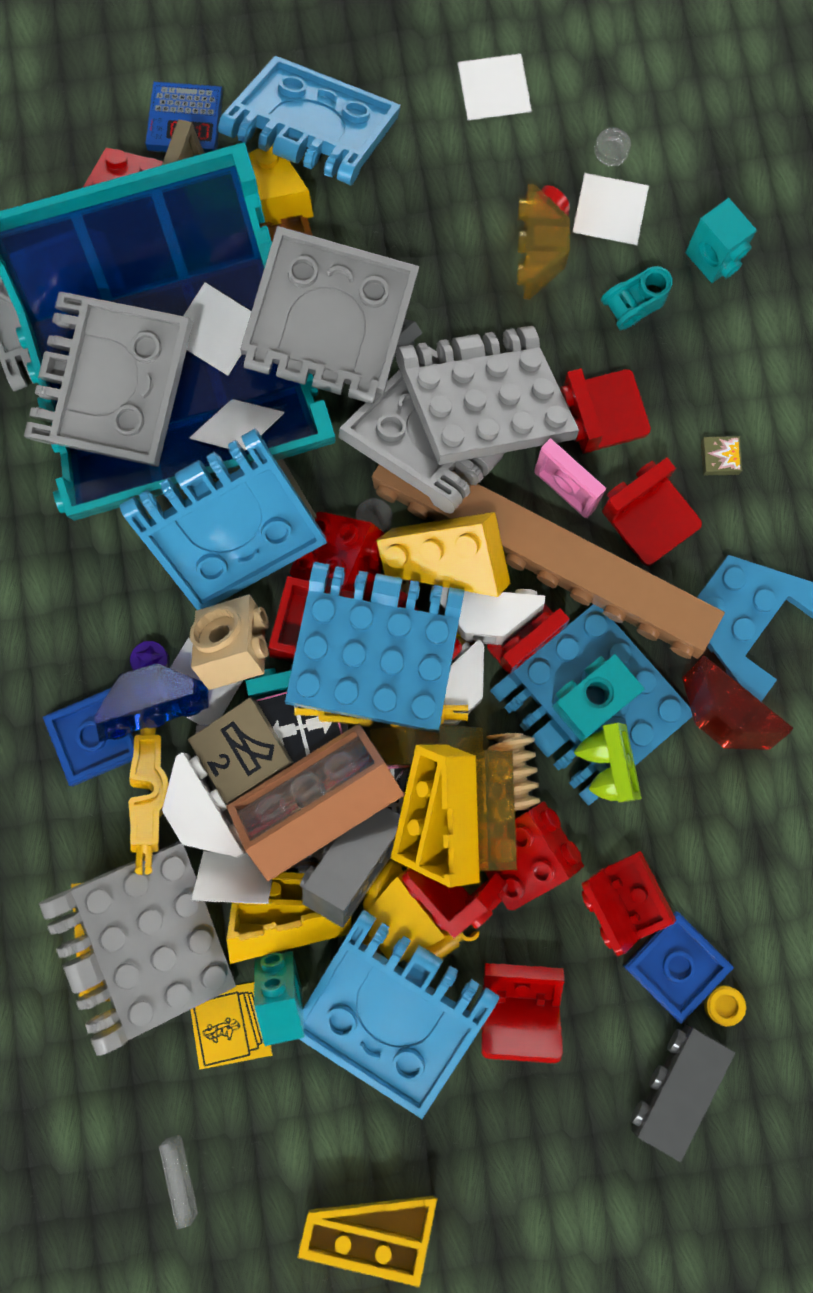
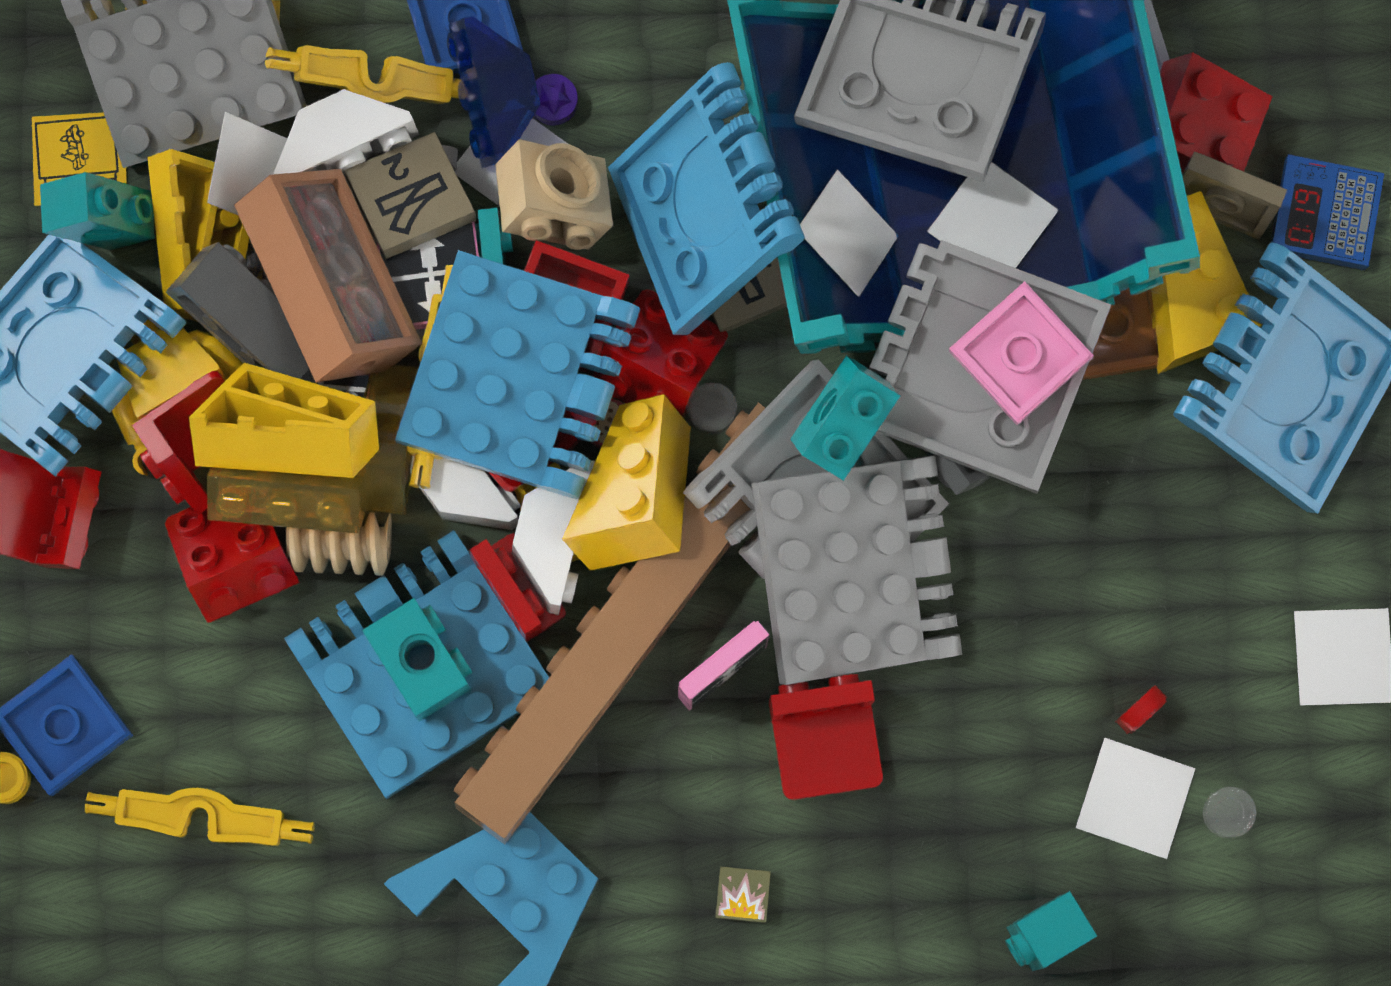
camera: 95 degrees right, 0 degrees up
(320, 283) = (1020, 353): none -> bright pink tile
(385, 397) = (845, 418): none -> teal brick
(542, 241) = (1082, 686): clear yellow slope -> none
(612, 747) = (347, 674): lime tile -> none
(626, 902) = (148, 659): red bracket -> none
(632, 299) = (984, 806): teal piece -> none
(651, 513) = (667, 781): red bracket -> none
(730, 711) = (380, 841): clear red slope -> none
(730, 872) = (173, 815): none -> yellow piece

